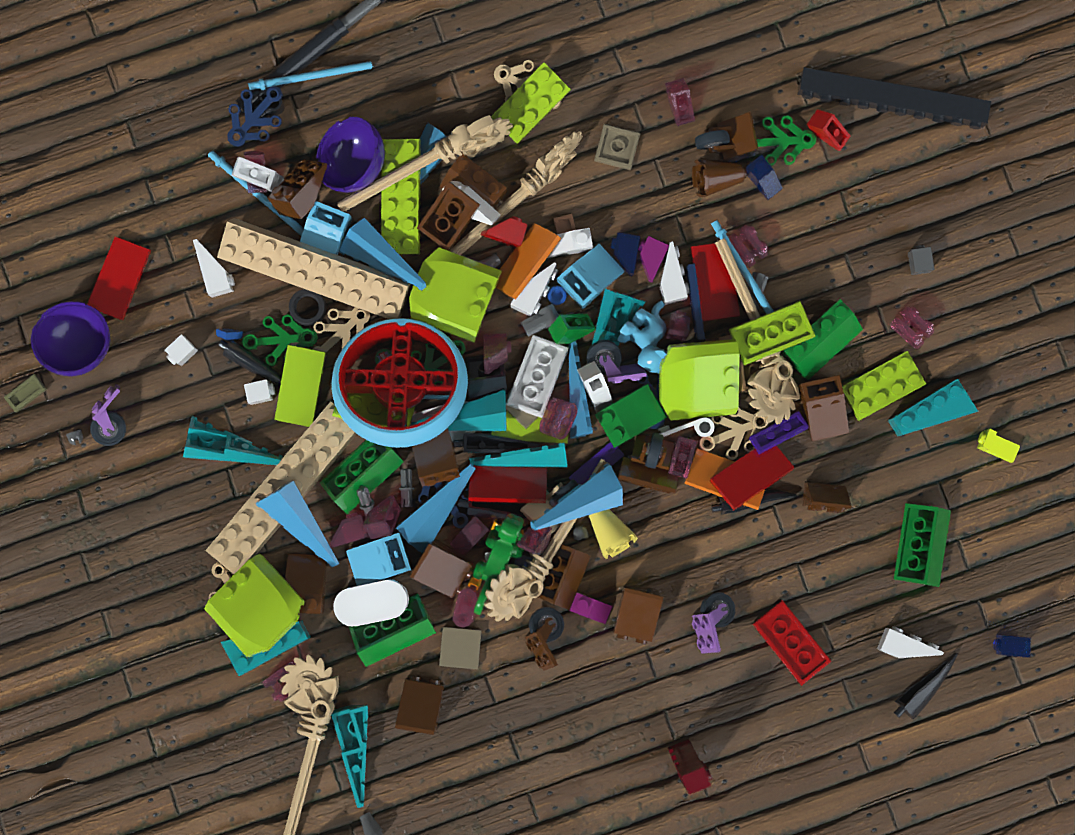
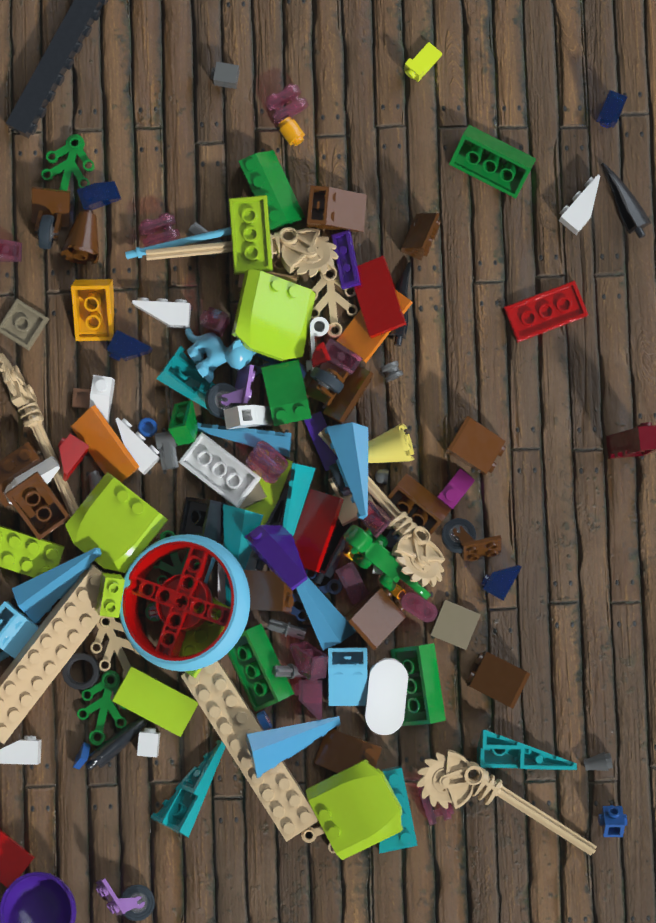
camera: 75 degrees left, 0 degrees up
(180, 350) = (83, 808): white brick -> none
(313, 493) = (264, 720): none -> blue tile
(384, 310) = (110, 595): none -> lime brick
(474, 457) = (278, 551): none -> dark purple wedge
(495, 351) = (182, 502): slope -> none
(514, 678) = (500, 581): none -> clear blue slope
(590, 276) = (139, 389): medium azure slope -> none
(652, 208) = (93, 309): none -> light orange slope
(652, 256) = (139, 324): magenta slope -> none
(677, 436) = (320, 355): none -> red tile
(684, 510) = (391, 371): none -> dark grey wheel
(695, 303) = (198, 298): dark blue tile -> none
(715, 285) = (185, 275): red tile -> none
(716, 611) = (496, 372): medium lavender plate -> none
(828, 129) = (72, 119): red slope -> none
(883, 385) = (332, 149): lime plate -> none
(886, 341) = (291, 131): none -> light orange brick
(940, 406) = (369, 106): teal wedge -> none

